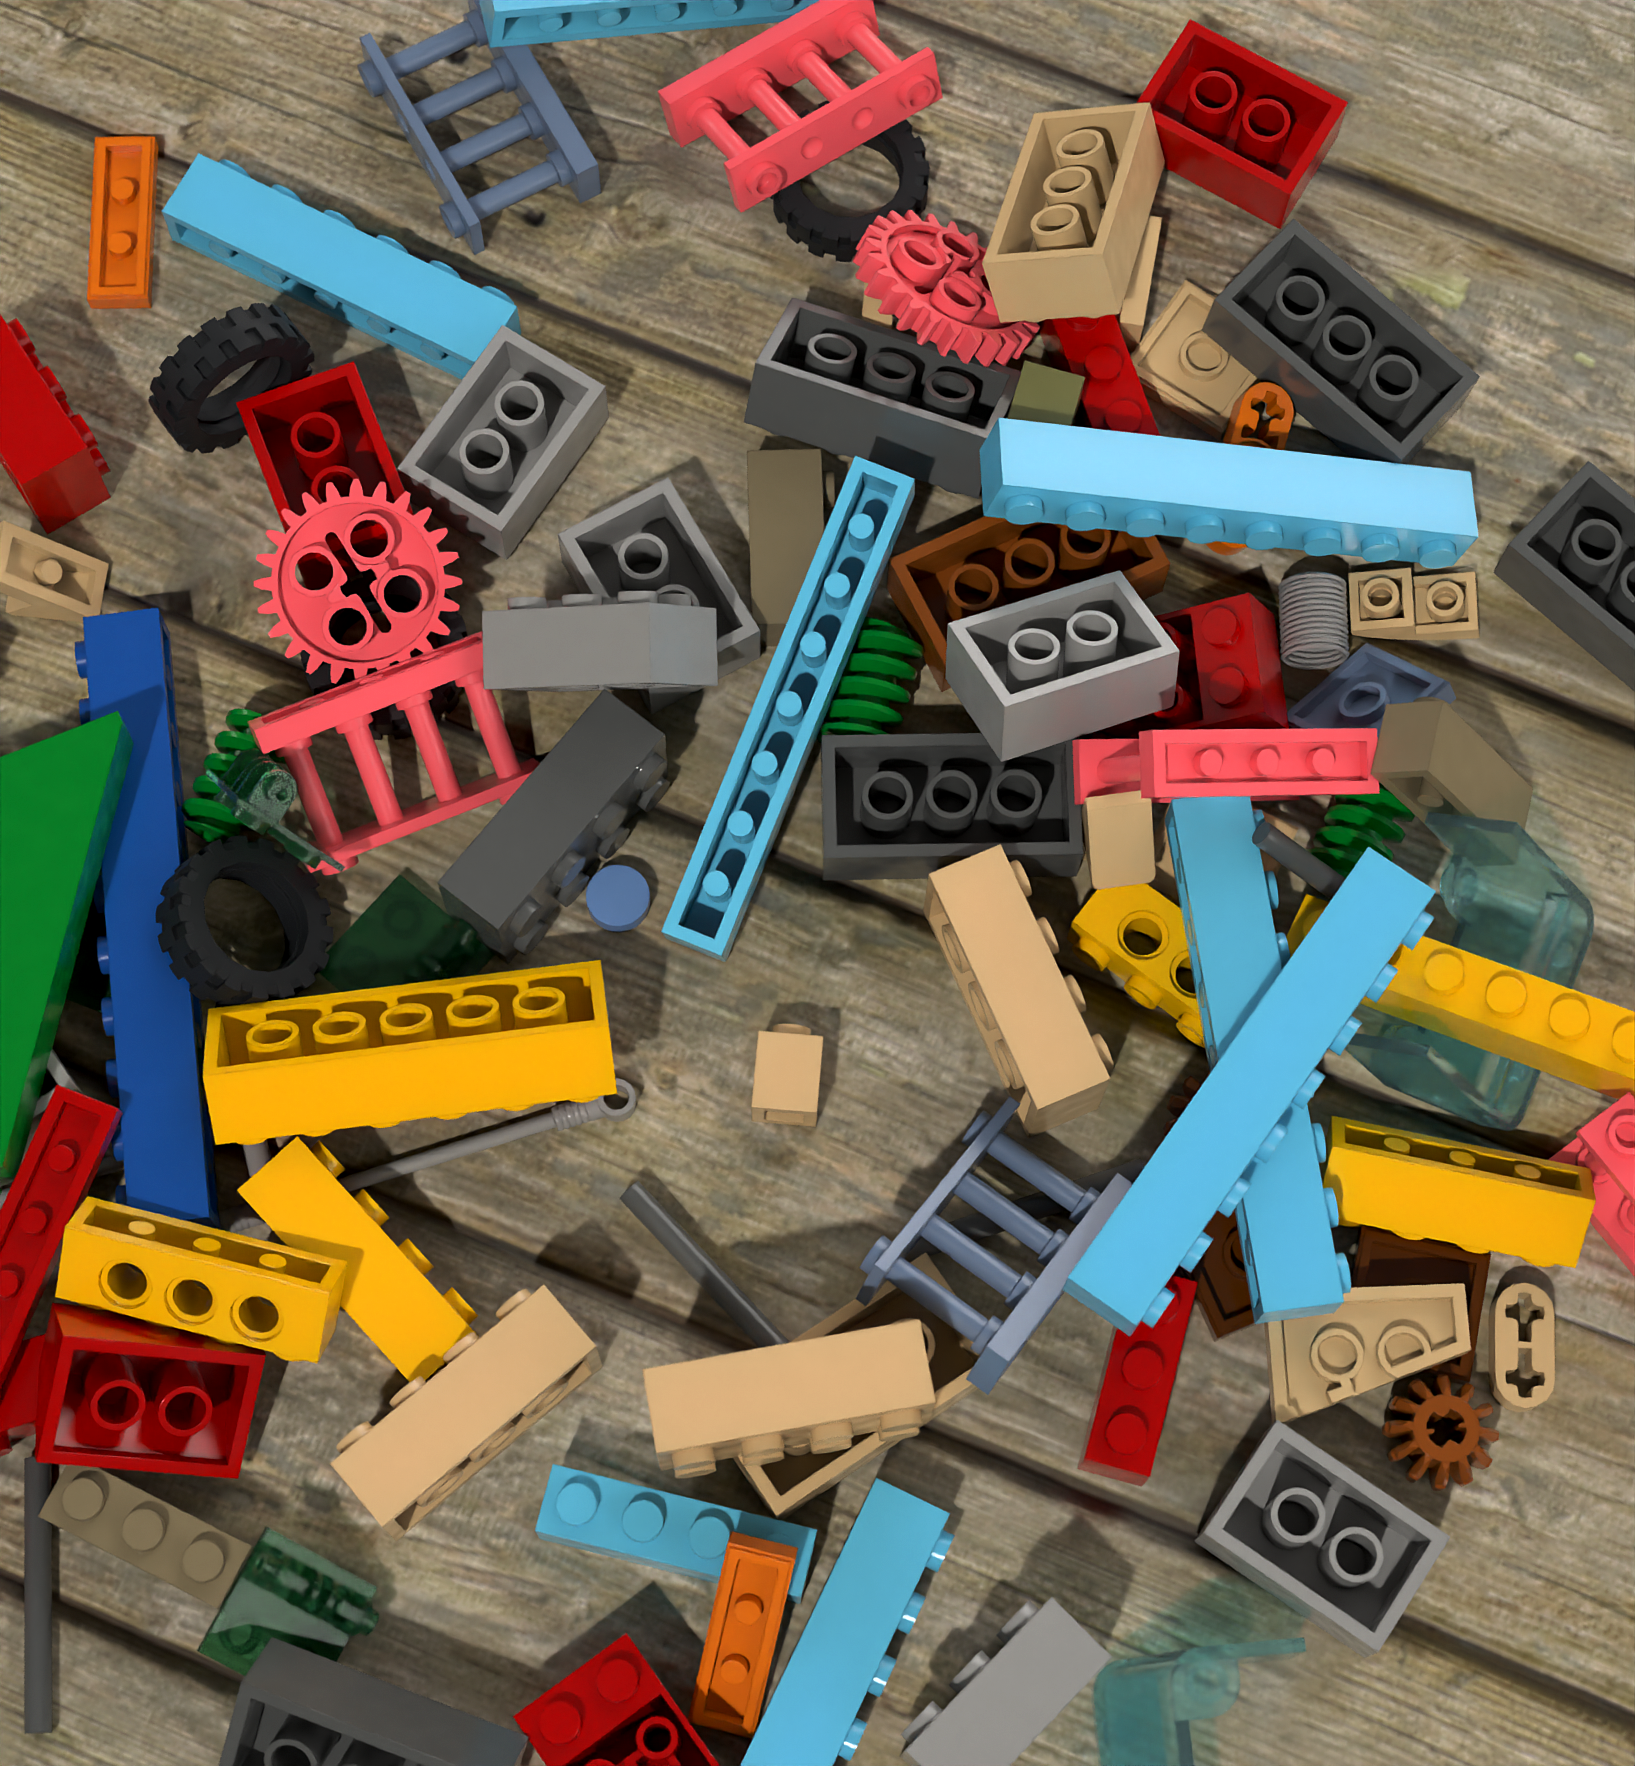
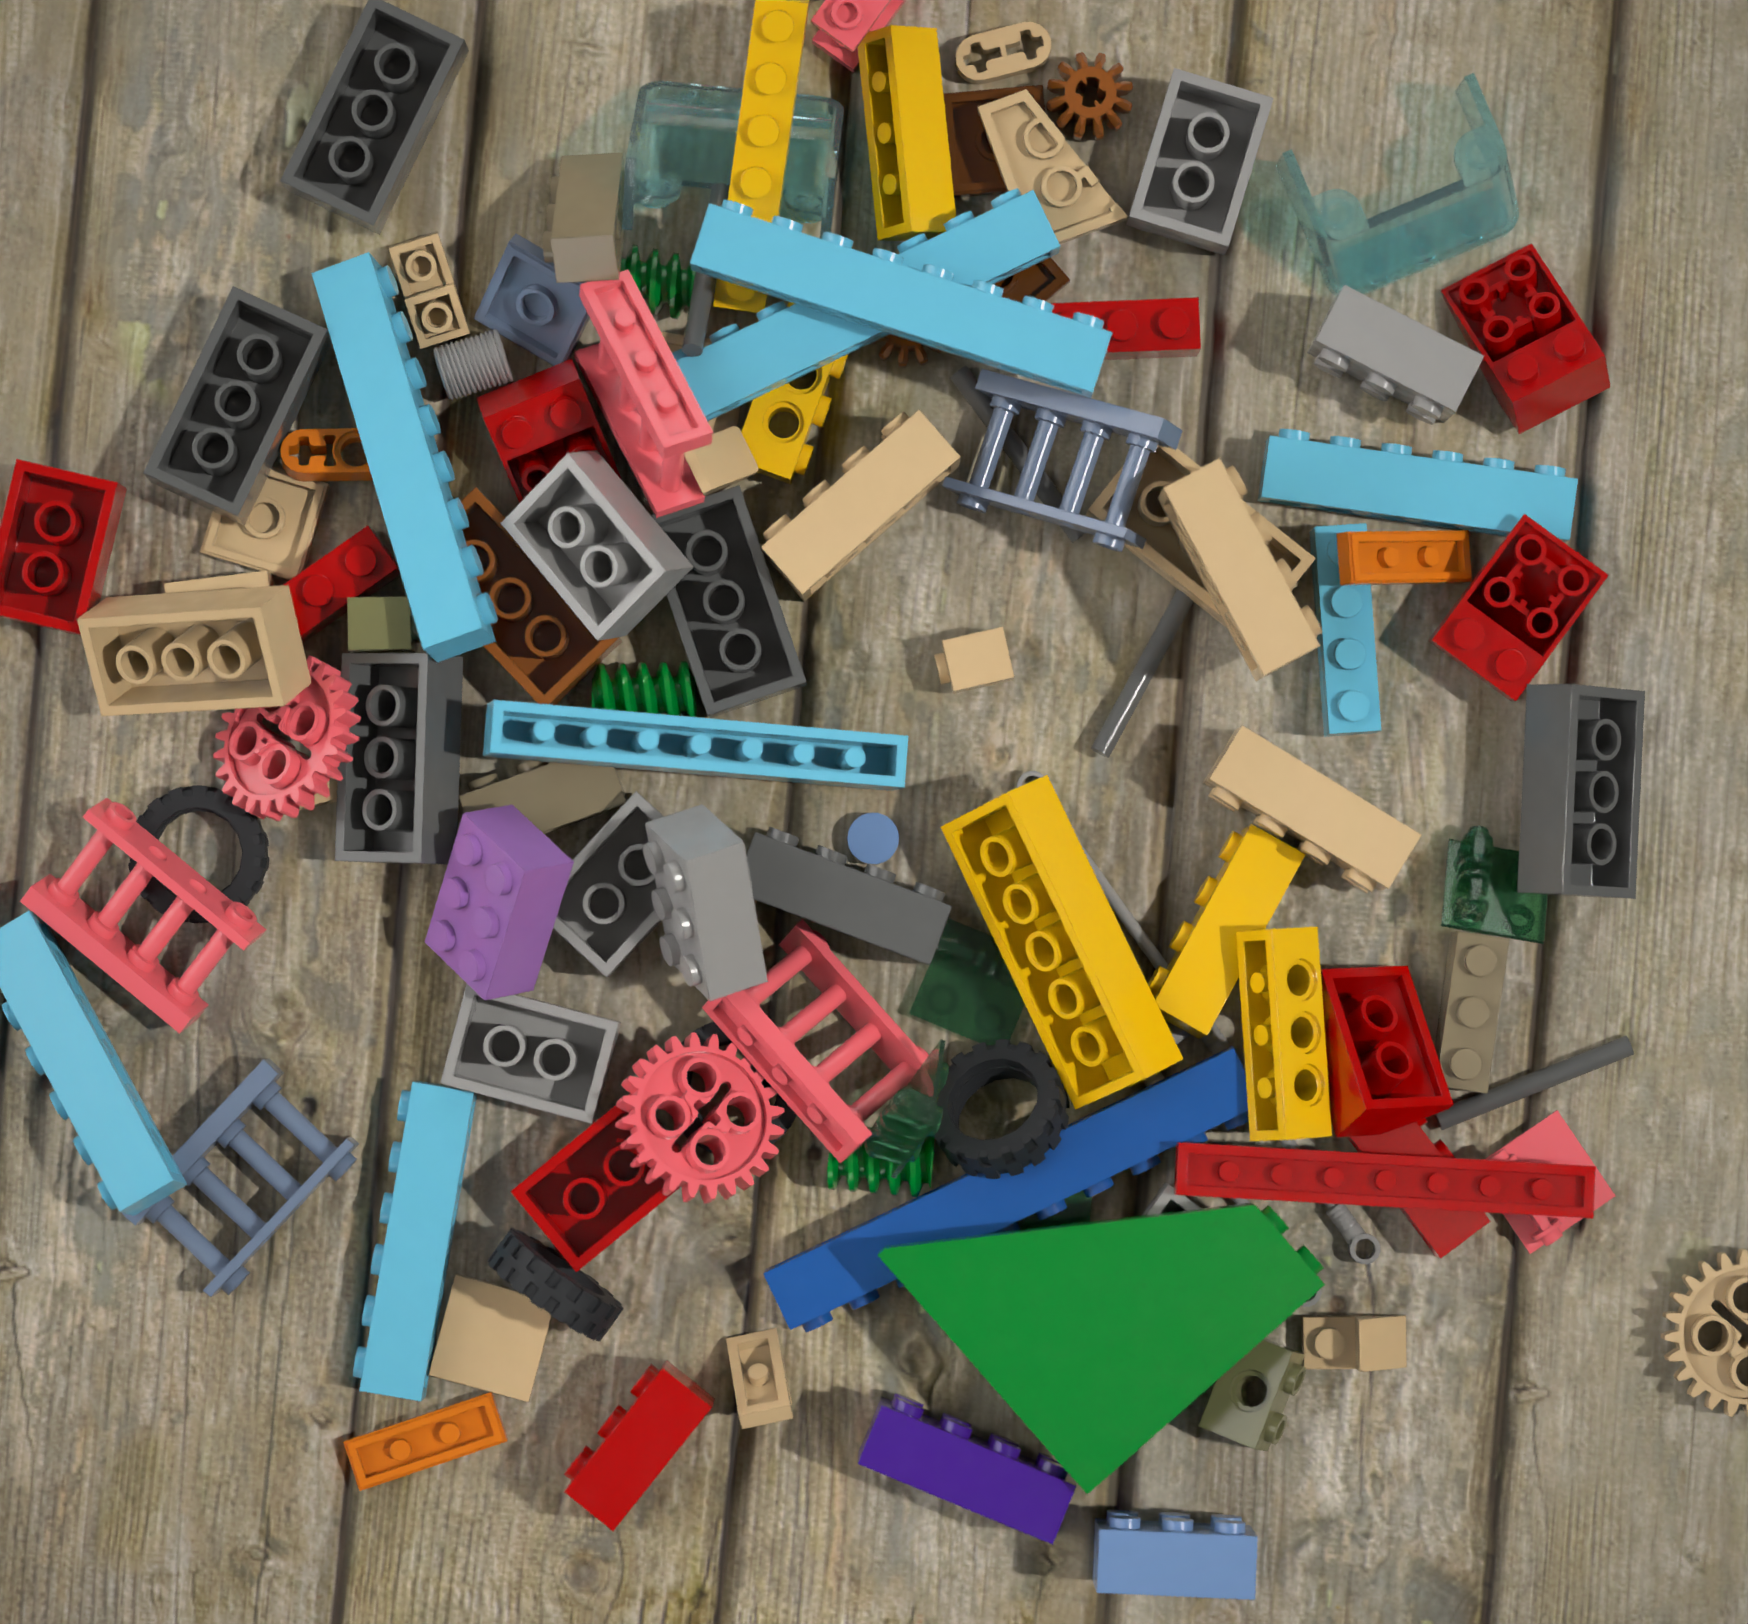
camera: 105 degrees left, 15 degrees up
(190, 295) = (490, 1339): none -> tan tile
(683, 438) = (498, 902): none -> medium lavender brick

